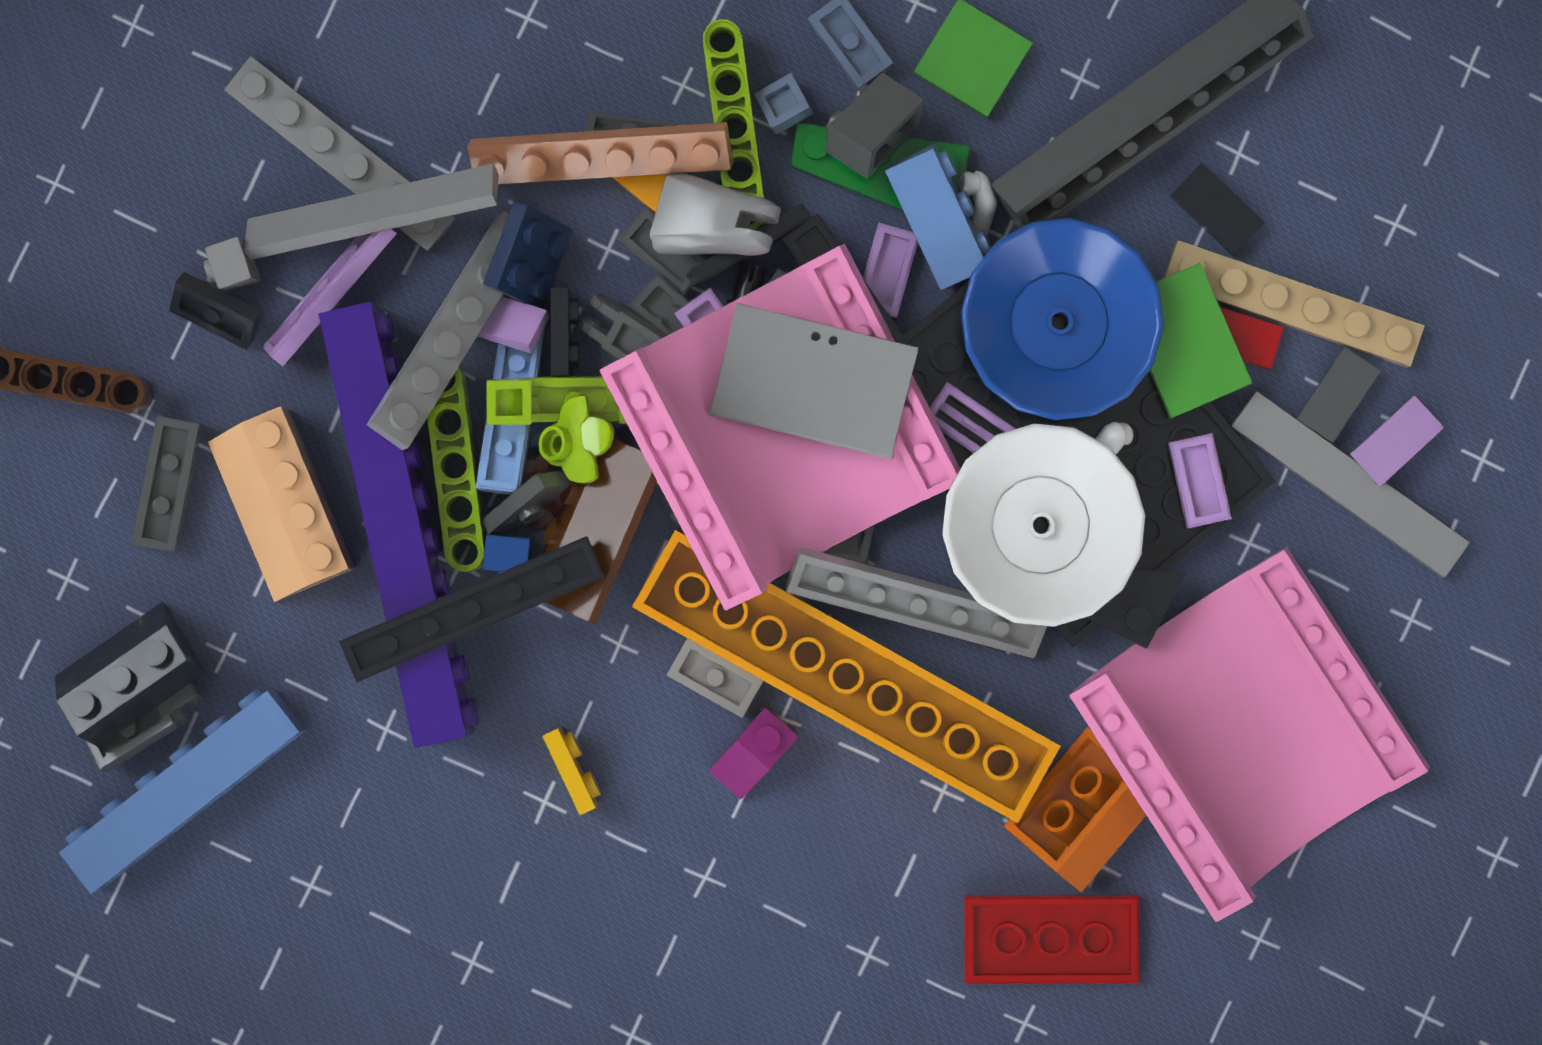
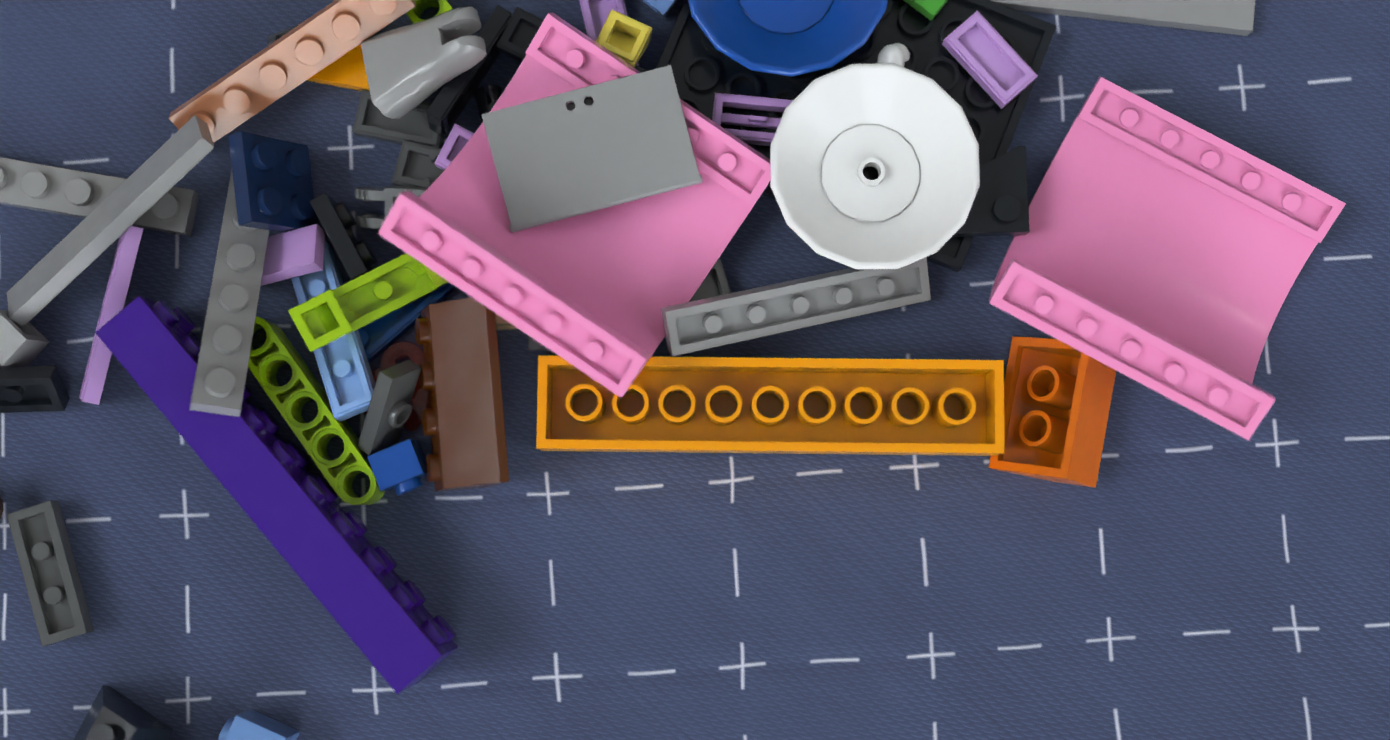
camera: 25 degrees left, 5 degrees down
(281, 503) = (166, 531): light nougat slope -> none
(471, 609) = (380, 531): black tile -> none
(576, 441) = (404, 323): lime plate -> none
(580, 786) = (580, 643): yellow plate -> none
(714, 678) = (650, 474): light grey plate -> none
(753, 752) = (724, 524): magenta slope -> none
(894, 292) = (625, 37): none -> light yellow slope
(1051, 939) = (1090, 547): red tile -> none

